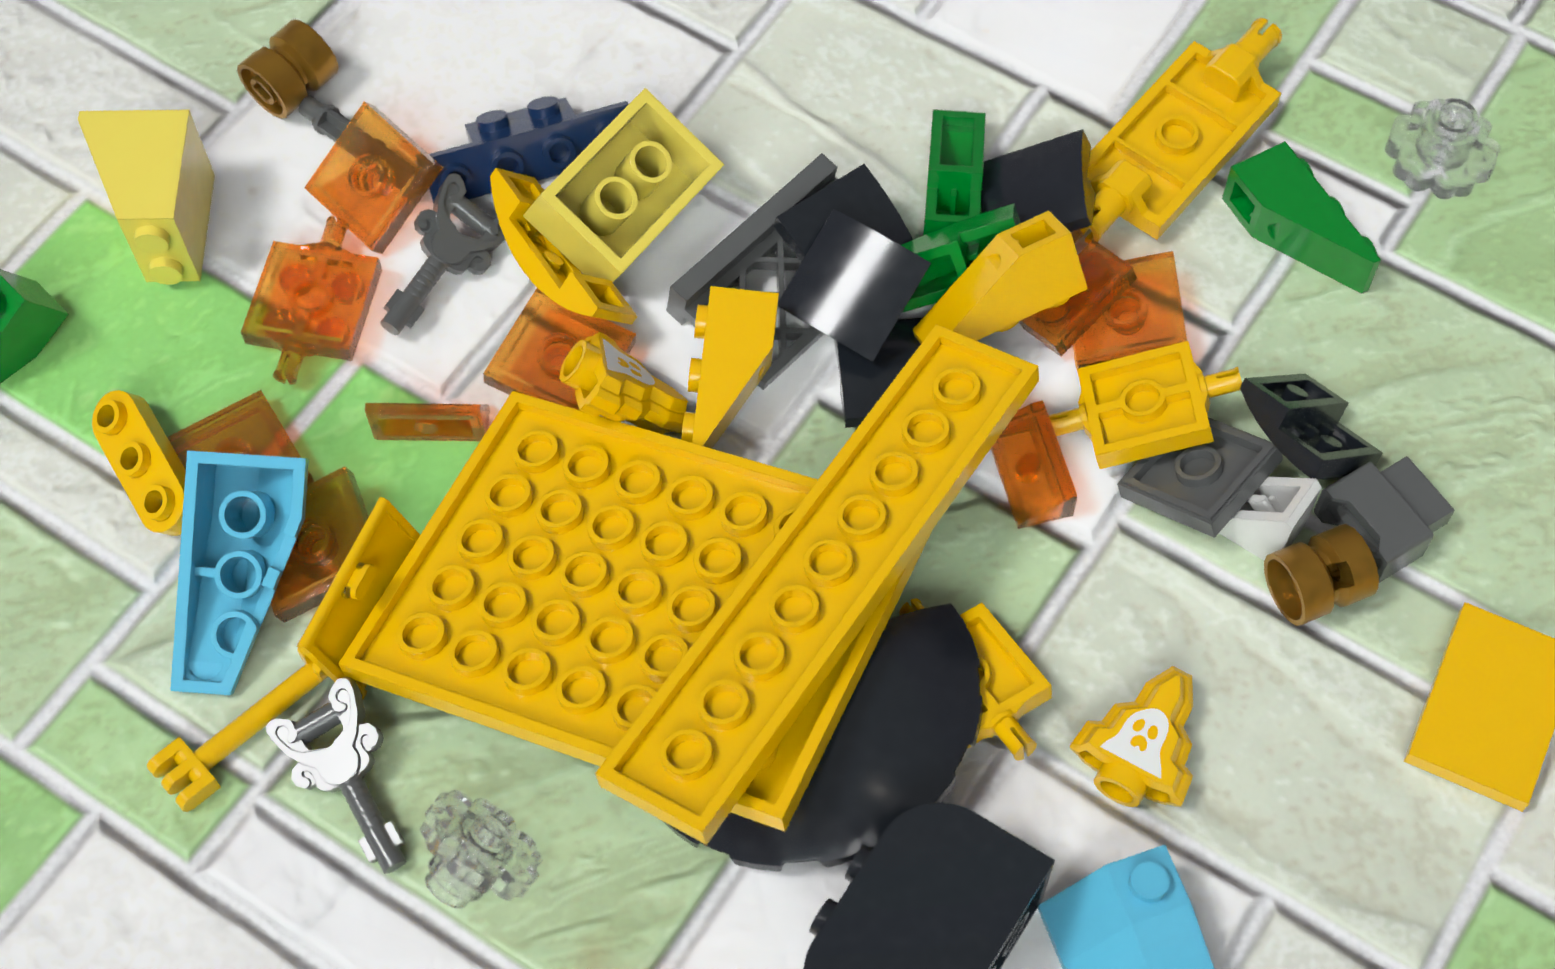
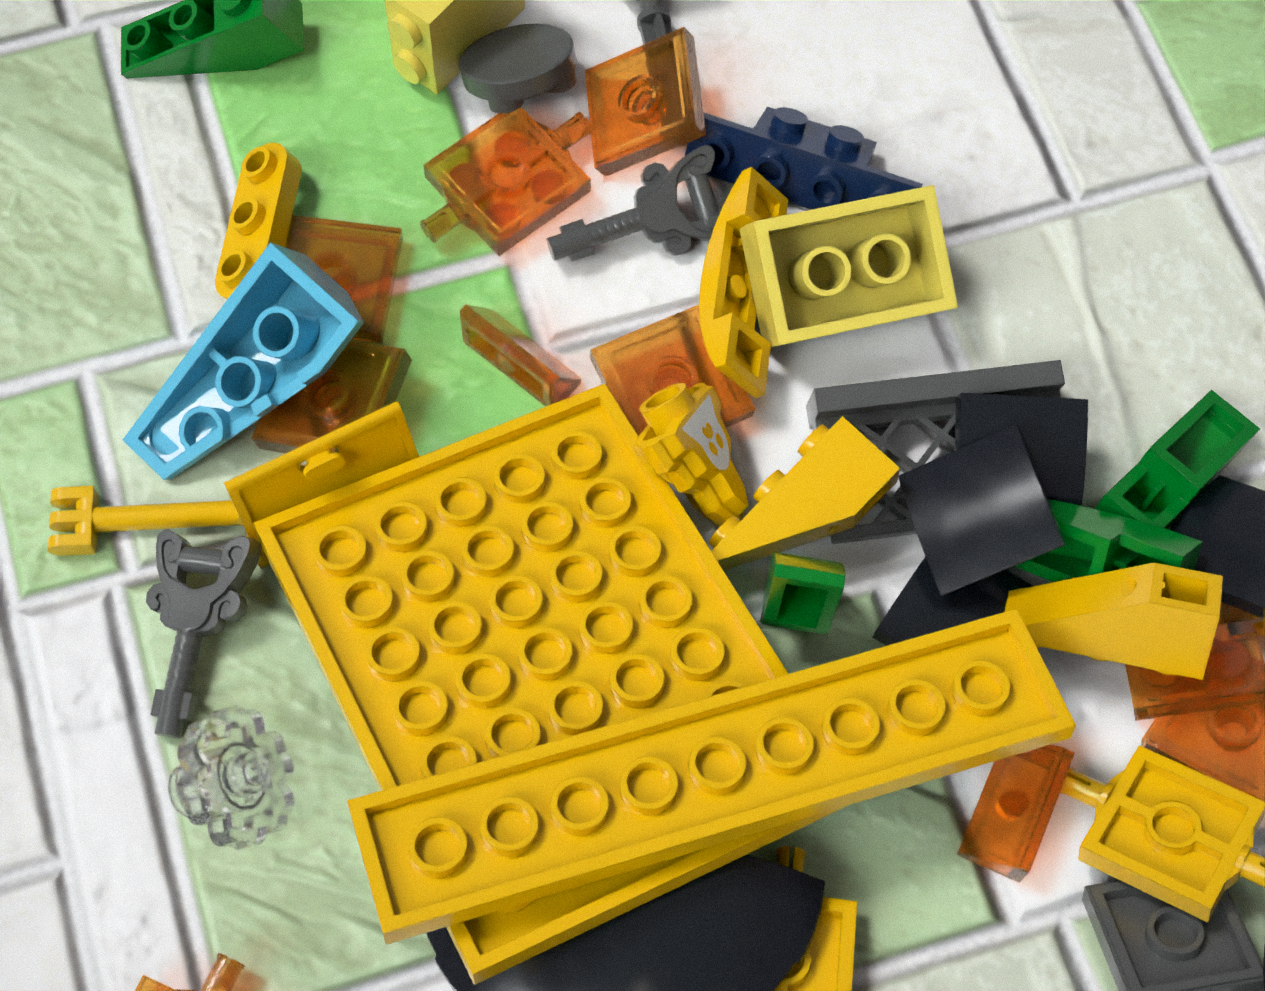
camera: 35 degrees right, 5 degrees up
(253, 213) = (519, 65): none -> dark grey tile
(780, 421) = (802, 593): none -> green slope

